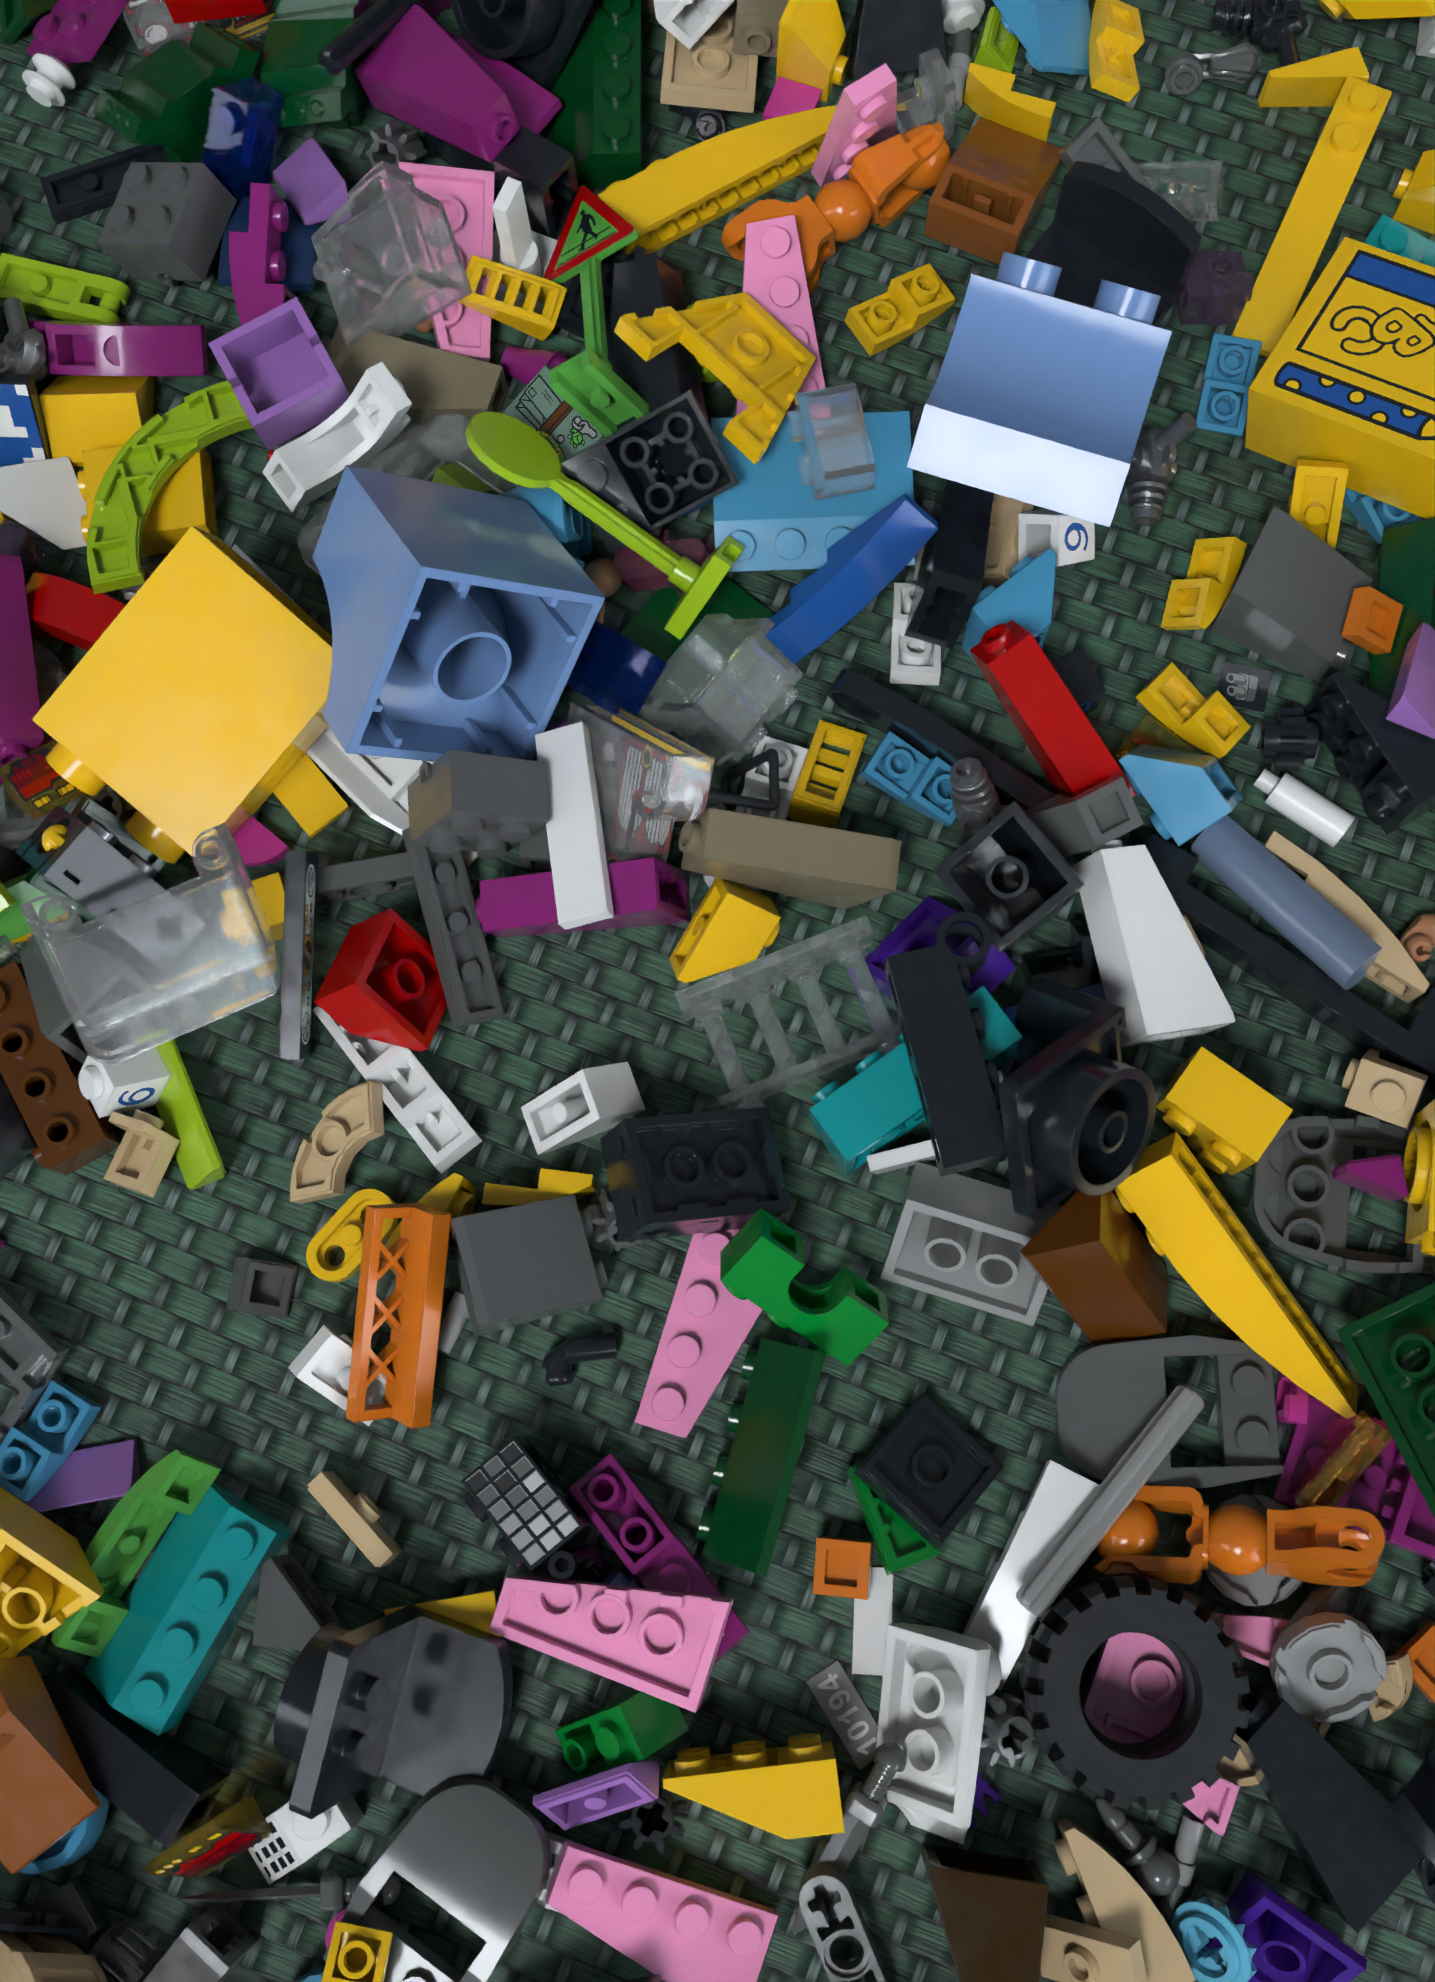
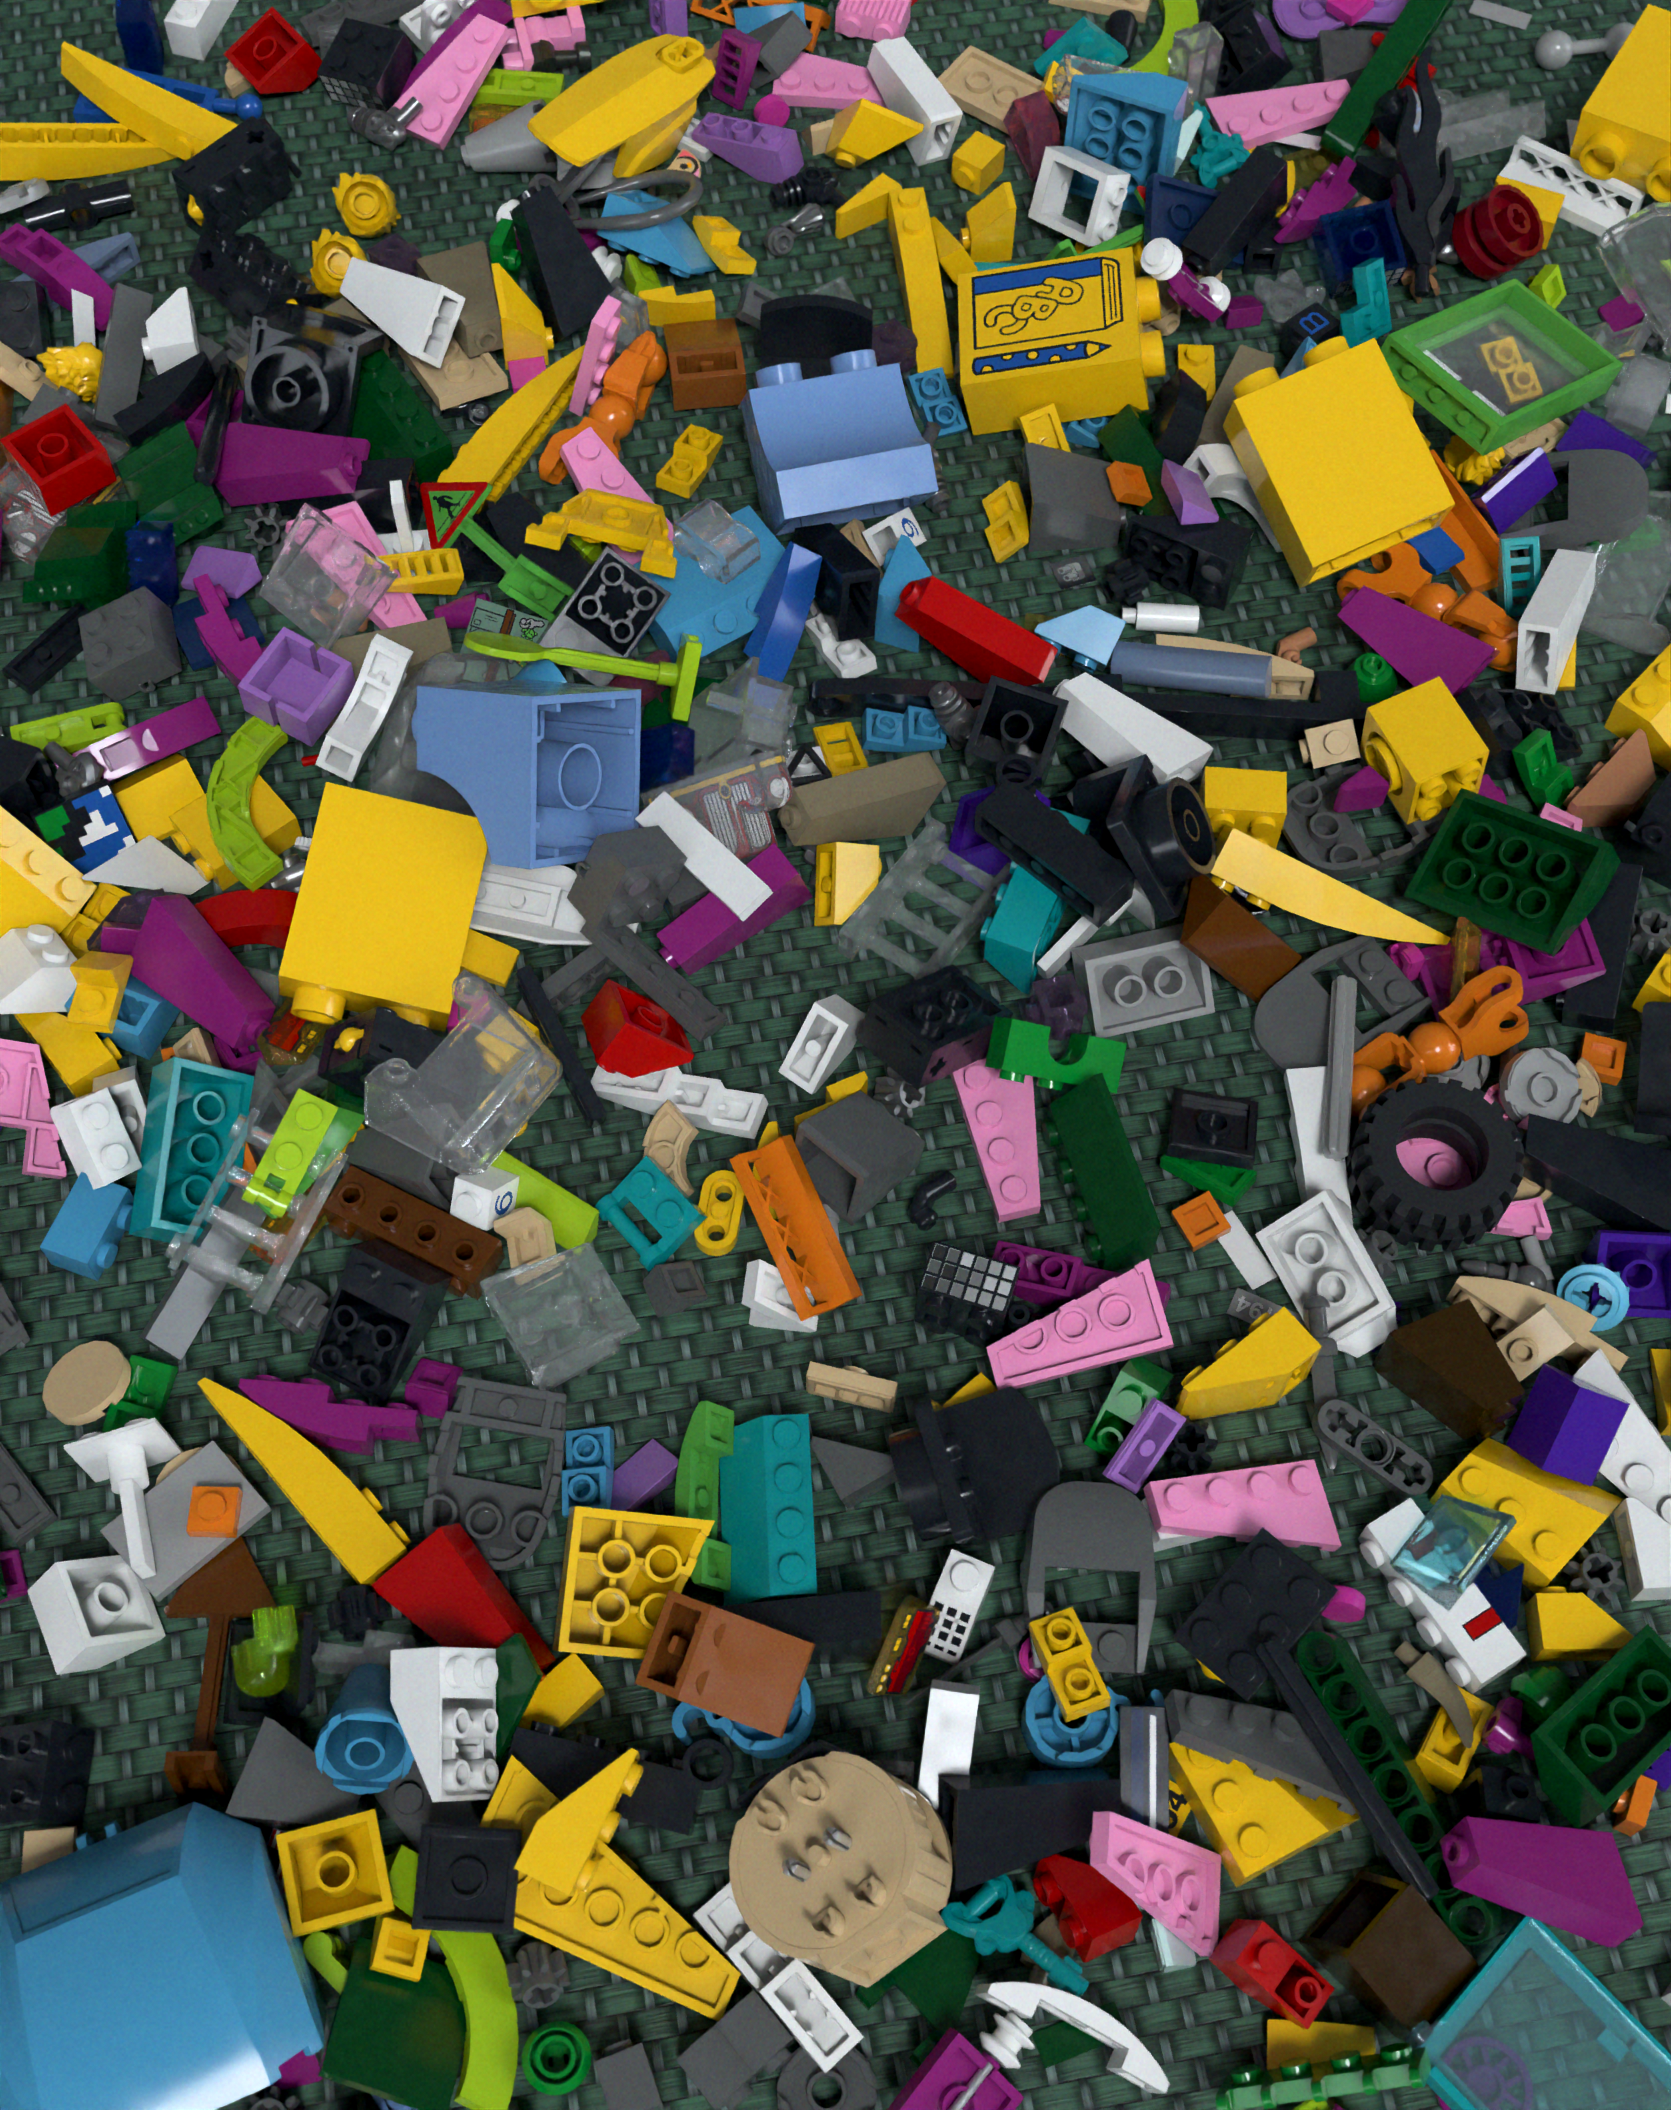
camera: 40 degrees left, 15 degrees down
(94, 1263) = (560, 1314): none -> clear piece
(294, 1194) = (660, 1203): none -> teal plate
(855, 1203) = (1057, 1004): none -> clear purple brick
(1087, 818) = (1044, 666): dark grey slope -> none
(1201, 721) = (1044, 600): yellow slope -> none
(1369, 196) = (950, 252): none -> yellow slope

